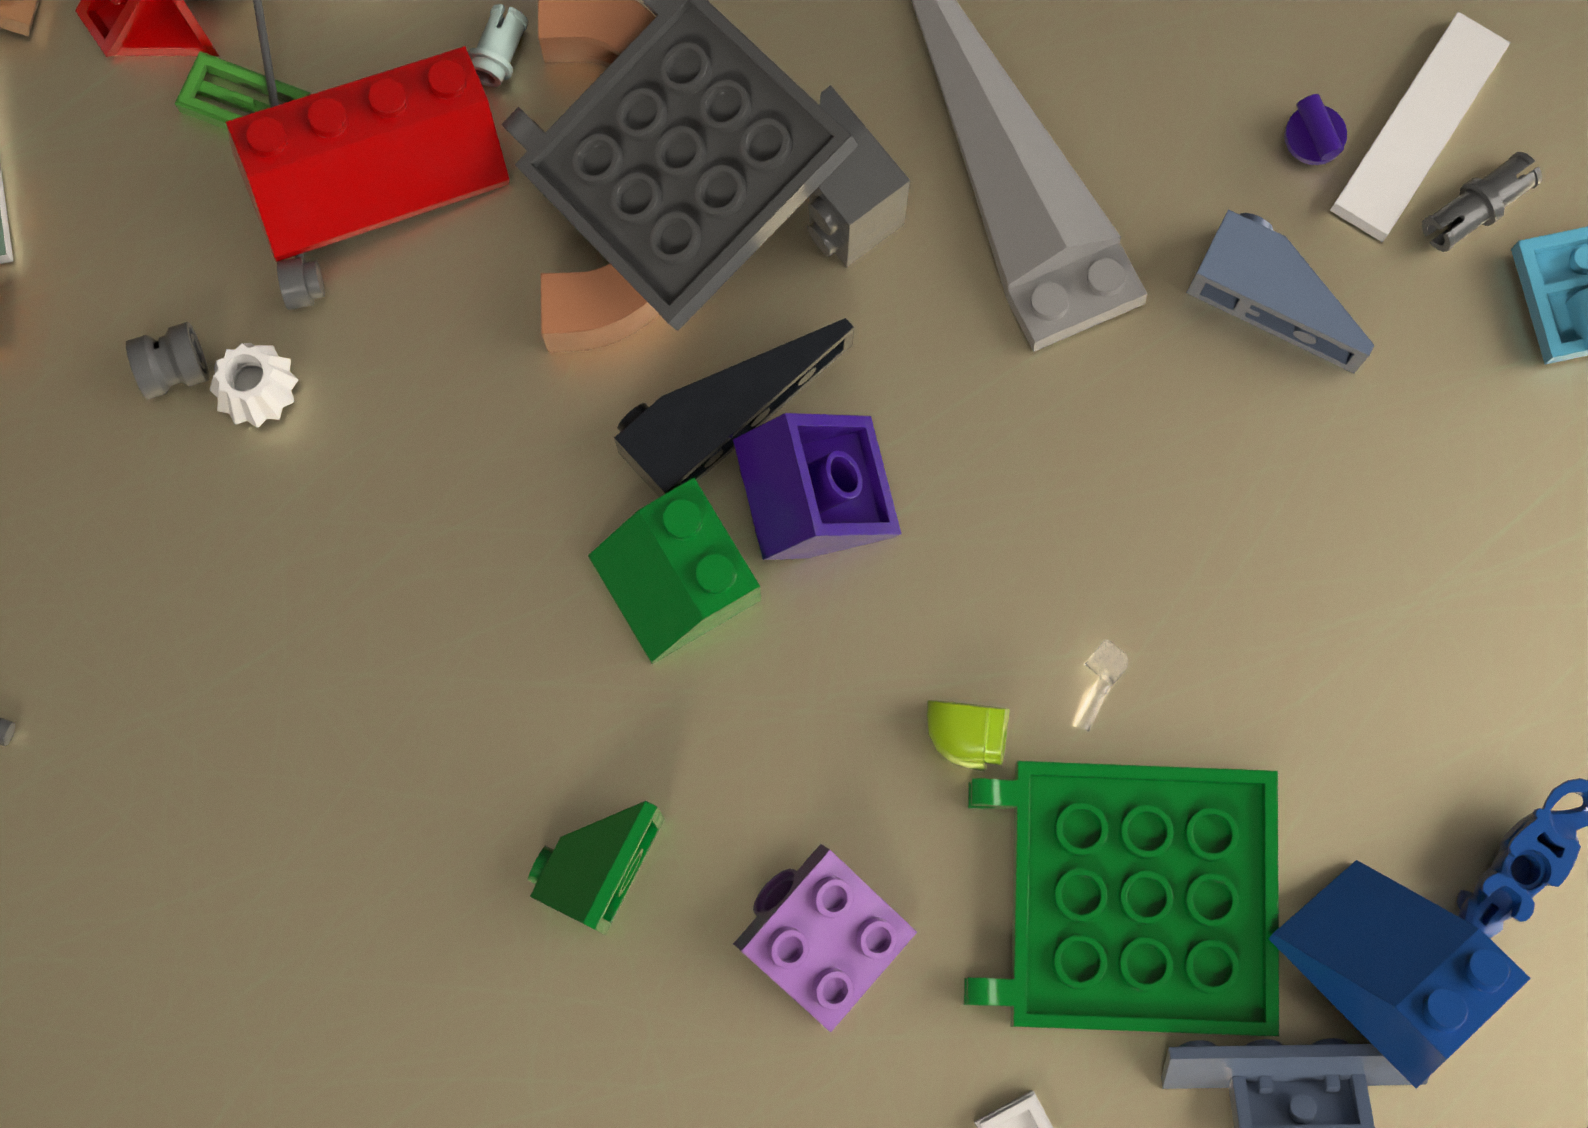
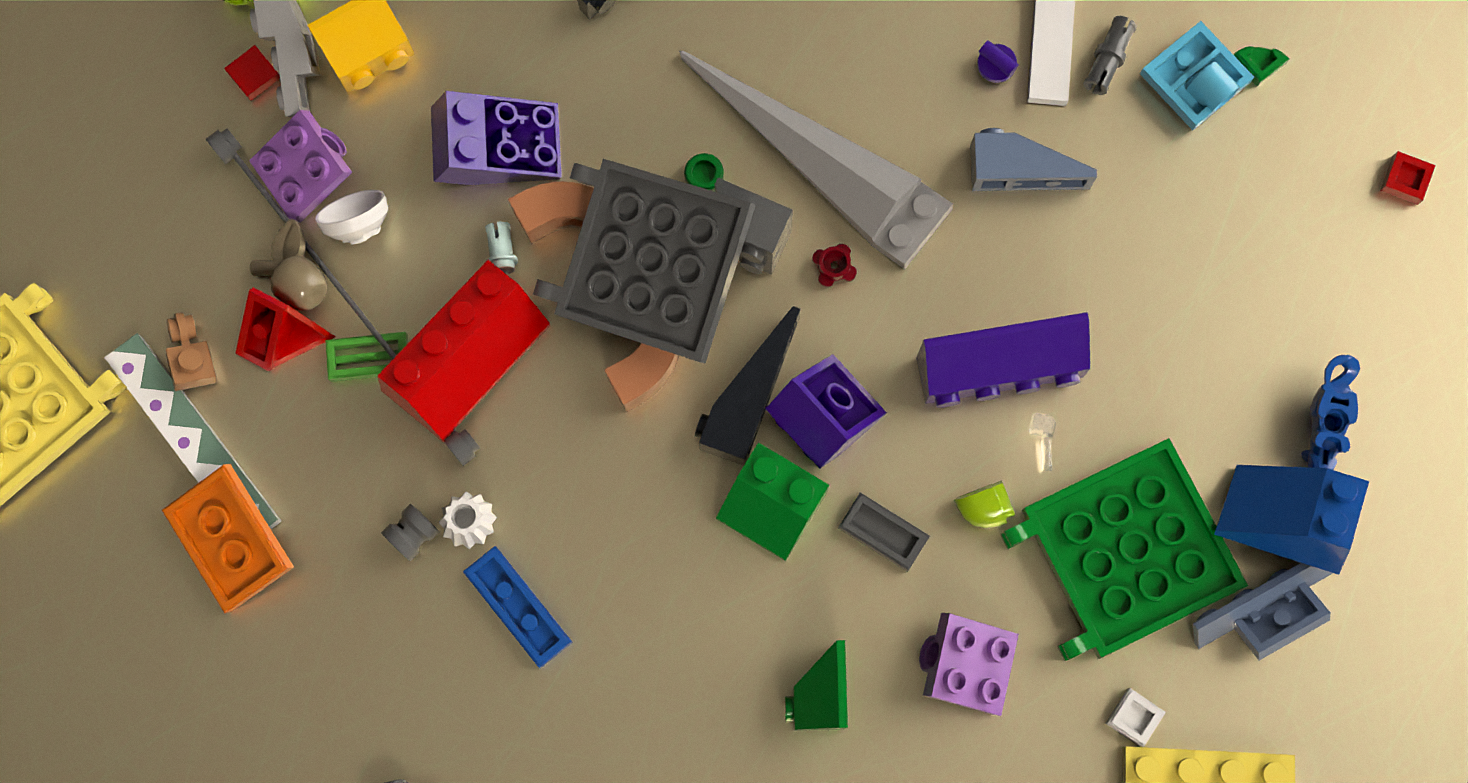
camera: 25 degrees left, 0 degrees up
(256, 536) = (517, 607): none -> blue tile
(807, 694) = (883, 532): none -> dark grey tile
(827, 70) = (703, 171): none -> green tile
(938, 279) = (838, 254): none -> dark red plate
(1103, 541) = (1005, 359): none -> dark purple slope

